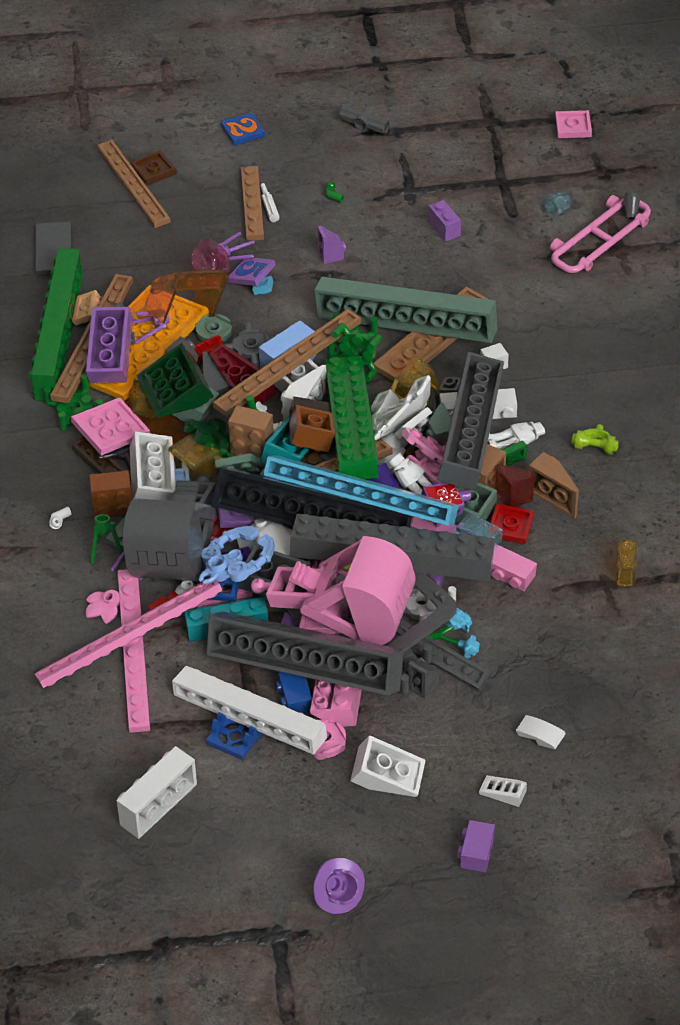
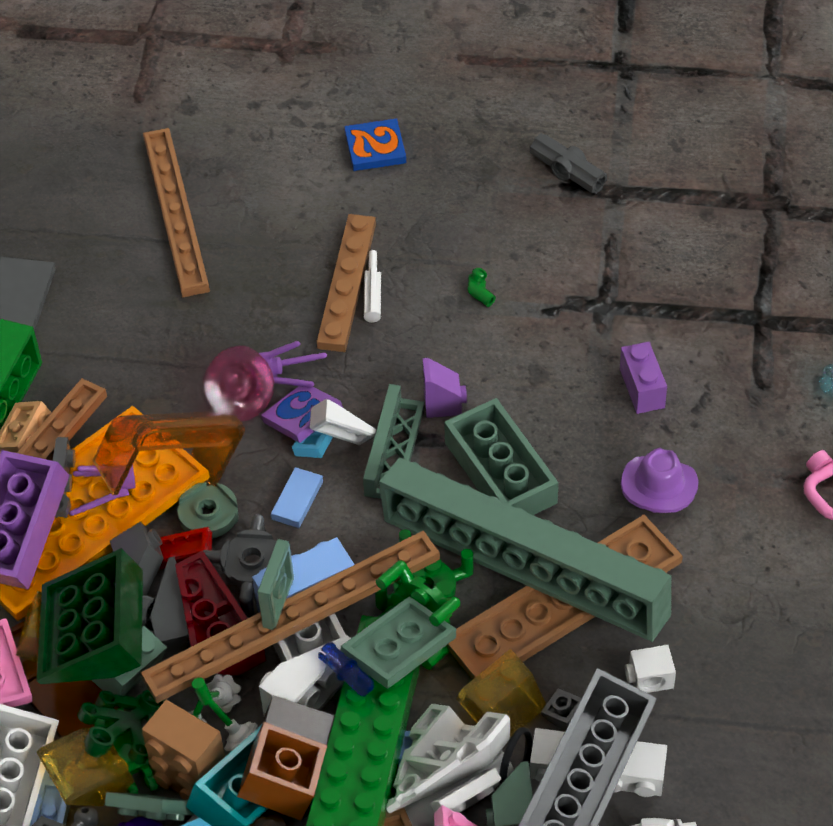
camera: 15 degrees right, 5 degrees up
(153, 168) = (215, 189): reddish brown tile -> none
(263, 314) = (297, 497): none -> light blue tile
(277, 342) = (275, 584): none -> sand green tile
(281, 270) = (339, 423): none -> white slope
(305, 278) = (384, 438): none -> sand green fence
(330, 377) = (346, 669): none -> clear blue axle
(352, 362) = (398, 642): none -> sand green plate
(372, 266) = (500, 458): none -> sand green brick
(469, 269) = (659, 482): none -> medium lavender hat

